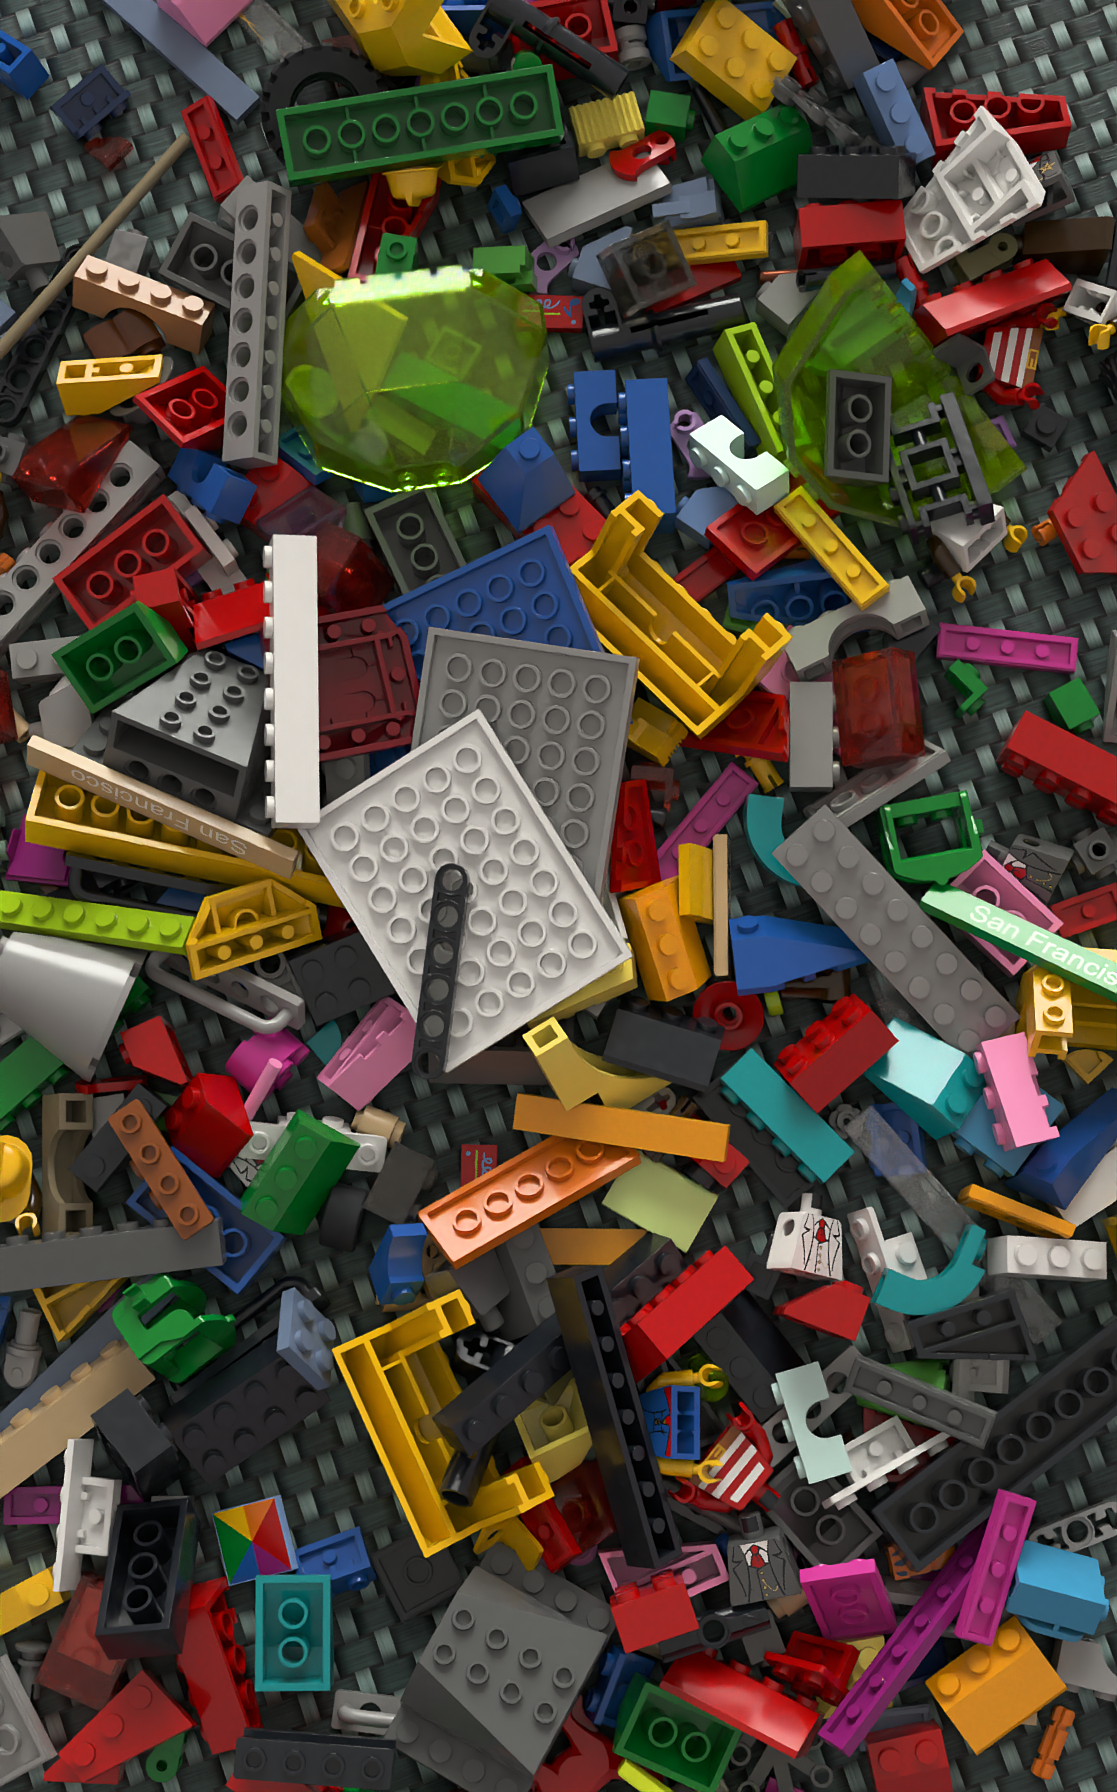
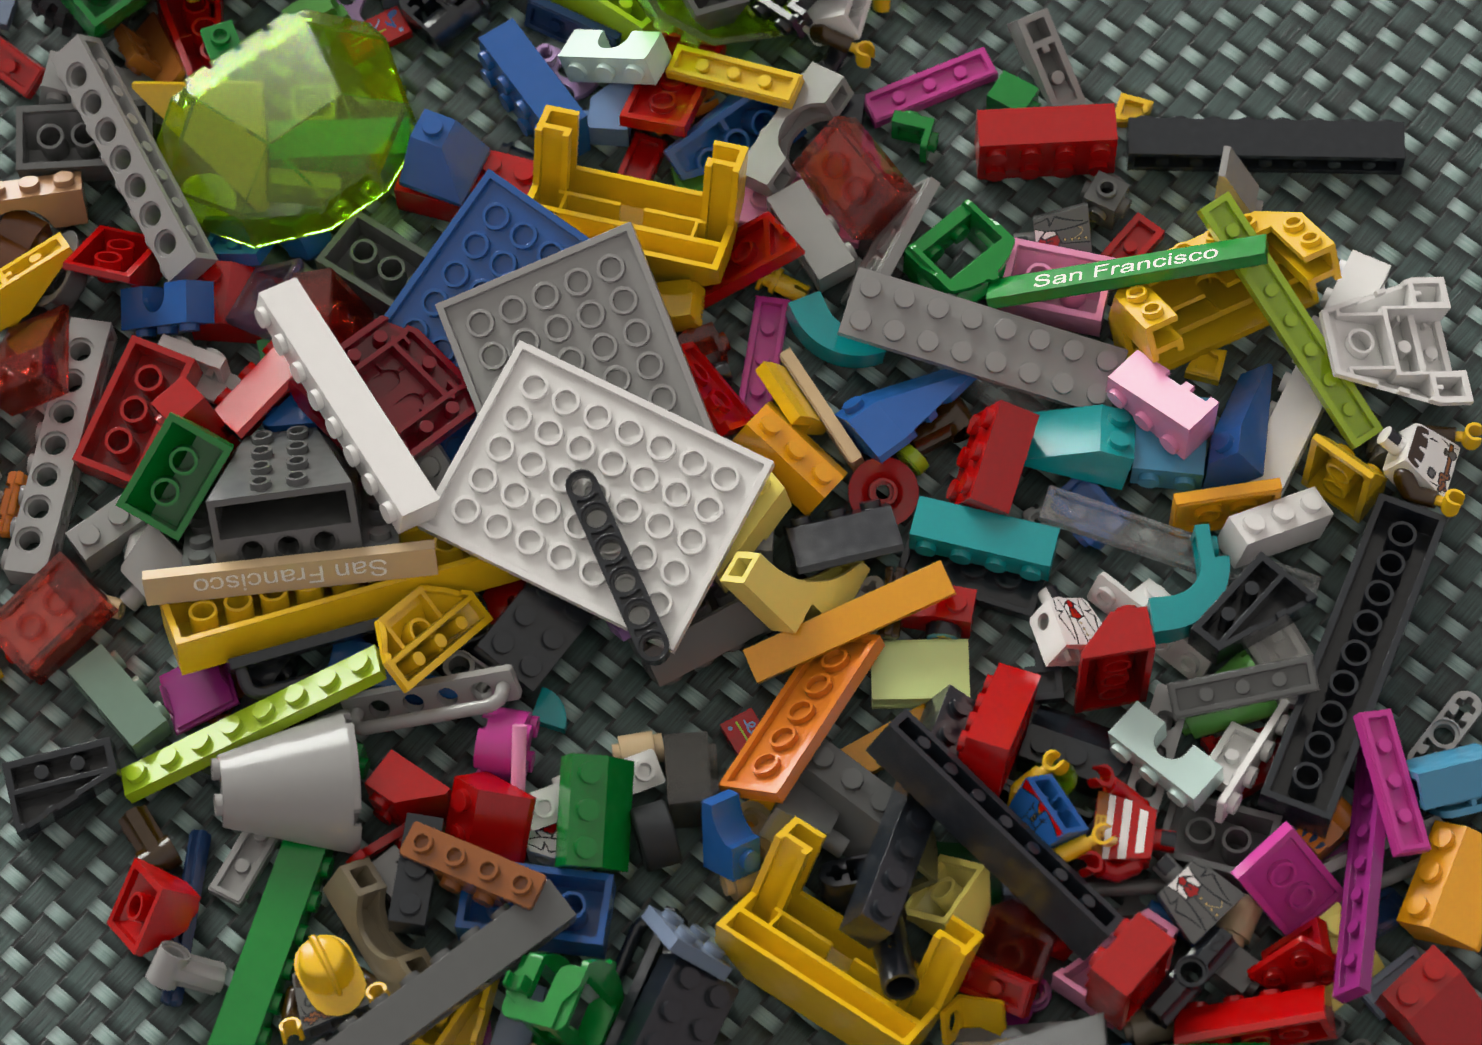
camera: 30 degrees left, 15 degrees down
(371, 1054) = (597, 686): bright pink wedge -> none
(596, 455) = (455, 76): blue arch -> none

